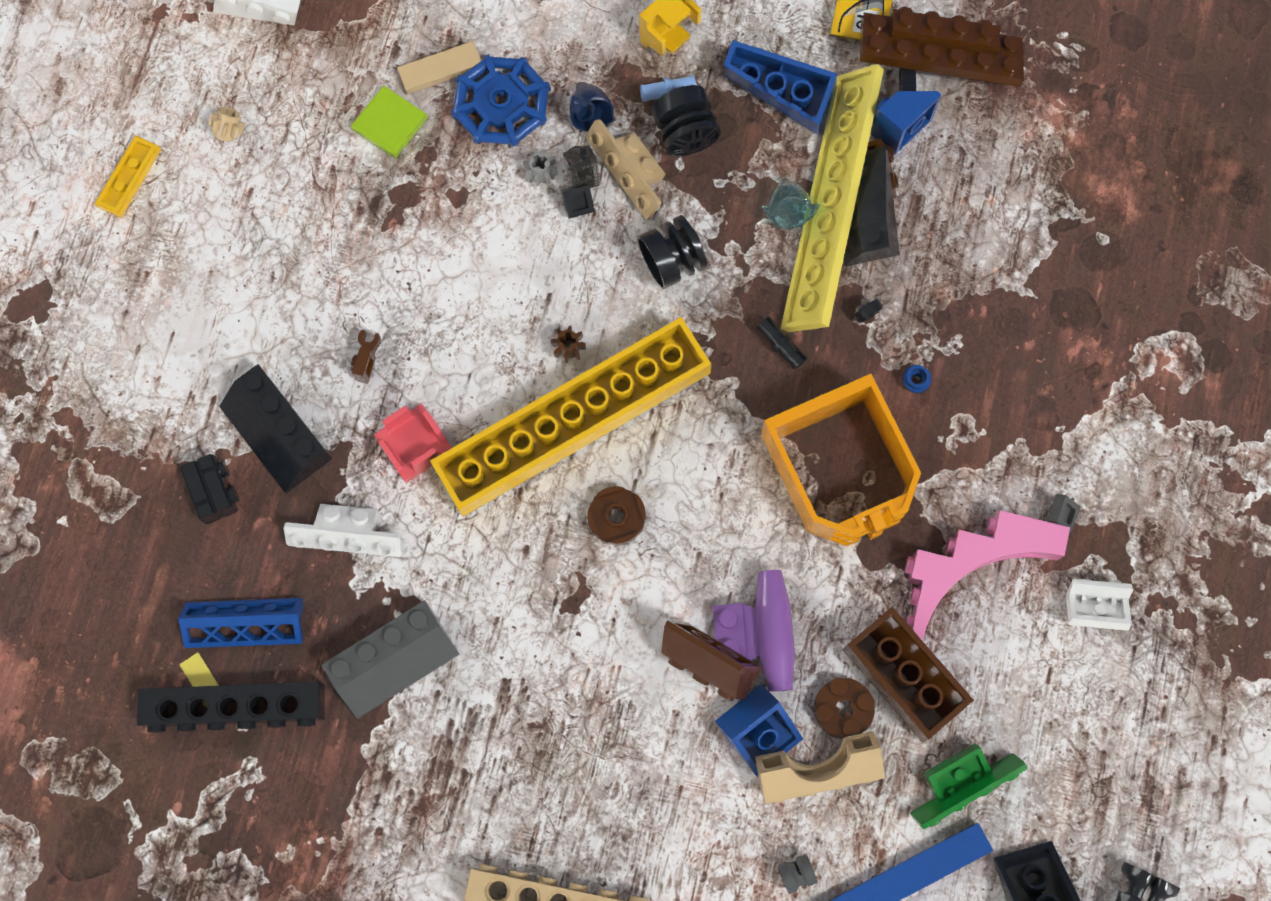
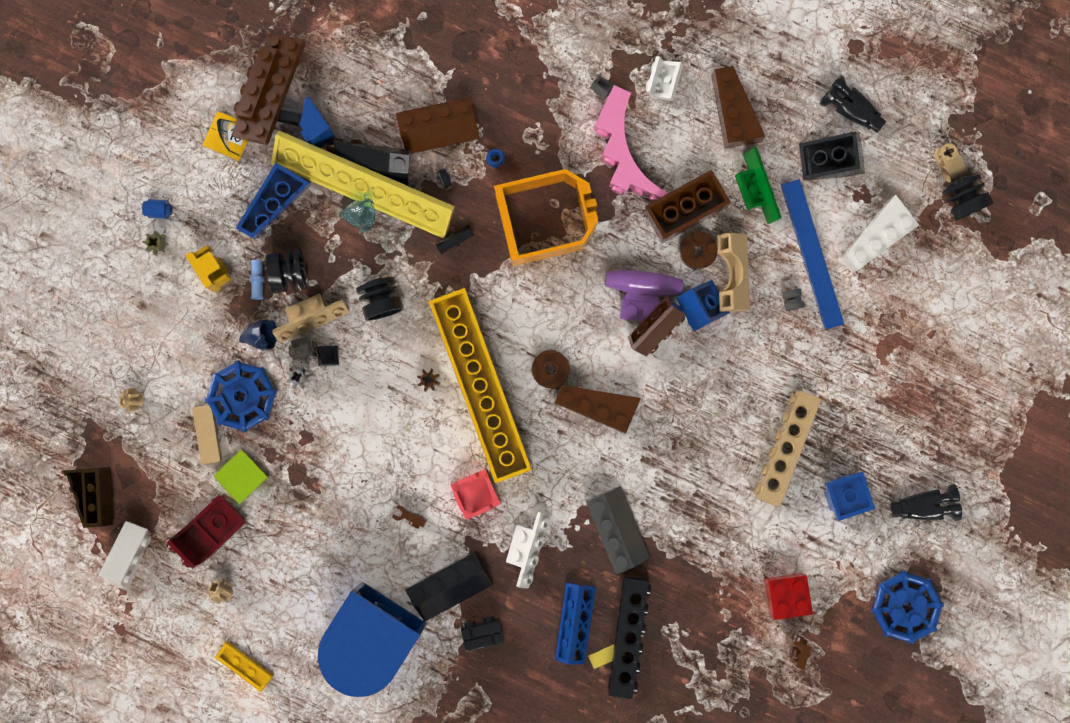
camera: 85 degrees left, 10 degrees up
(174, 319) = (367, 642): none -> blue brick
(300, 88) = (206, 533): none -> dark red bracket
(570, 609) = (603, 407): none -> reddish brown wedge
(945, 287) = (438, 125): none -> reddish brown slope
(1073, 727) = (735, 112): none -> reddish brown wedge

